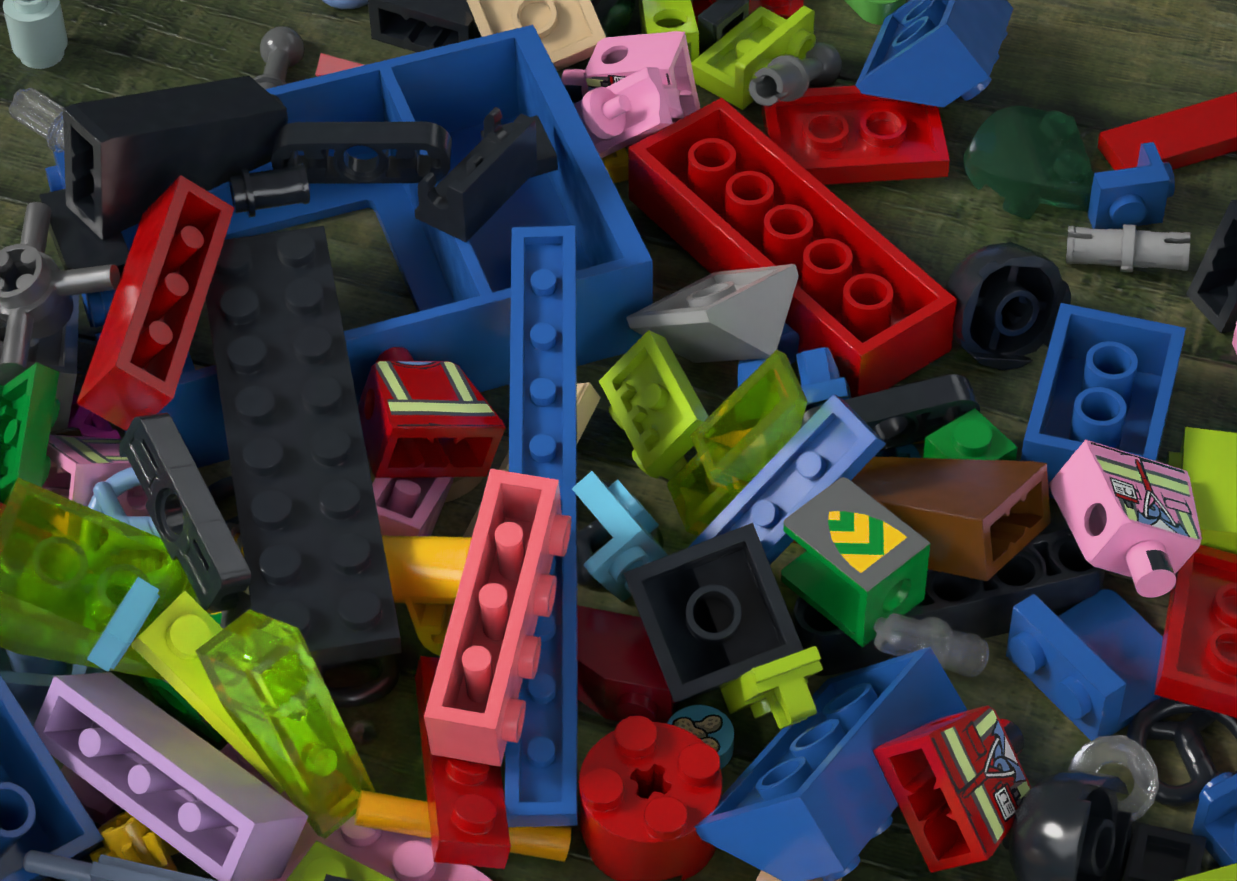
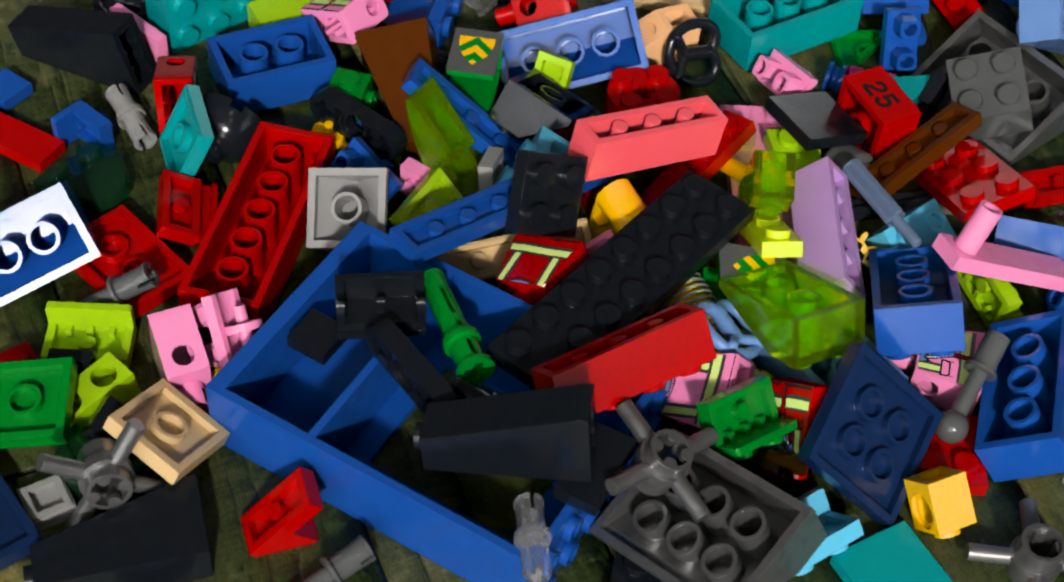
camera: 135 degrees left, 0 degrees up
(124, 625) = (802, 253): medium azure tile -> none
(185, 512) = (722, 274): black piece -> none
(362, 218) = (460, 339): none -> green pin
(502, 426) = (546, 193): none -> black plate
(676, 514) = (490, 167): none -> light grey tile
(902, 208) = (184, 207): none -> red plate
(975, 225) = (187, 133): none -> teal tile
(1124, 272) = (168, 82): none -> red torso

